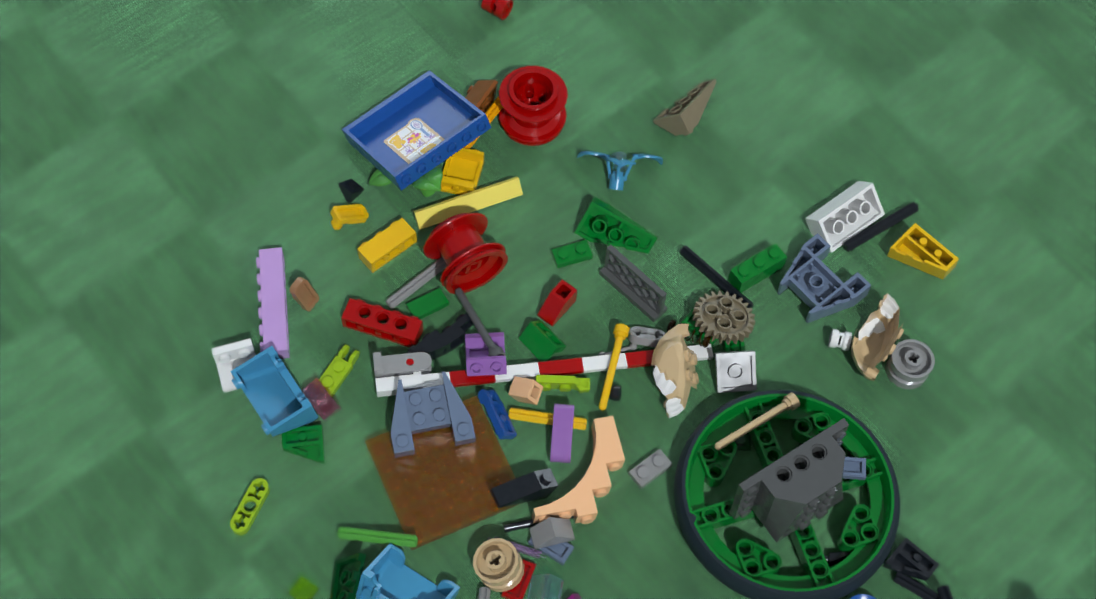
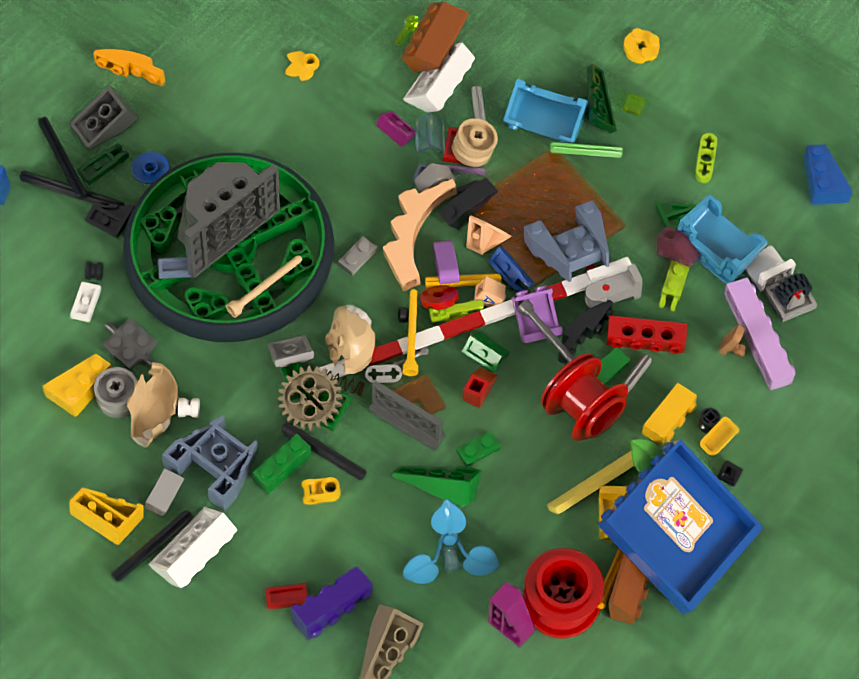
camera: 170 degrees right, 0 degrees up
(136, 452) = (824, 177): none -> blue wedge
(226, 328) = (791, 296): none -> plate
(355, 236) = (705, 421): none -> black wheel
(514, 456) = (483, 236): none -> light nougat slope
(581, 386) = (439, 297): none -> red tile
(583, 100) = (510, 614): none -> magenta wedge
(610, 315) = (424, 391): none -> clear orange tile
(725, 241) = (319, 492): none -> yellow piece
(731, 144) = (331, 603): none -> dark purple wedge
(765, 165) = (286, 596): none -> red tile
(870, 263) = (163, 492): none -> light grey hinge
(894, 418) = (130, 344): none -> dark grey plate
(929, 502) = (94, 270): none -> black wheel
(938, 471) = (85, 302): none -> white plate
(946, 380) = (76, 386): none -> yellow wedge

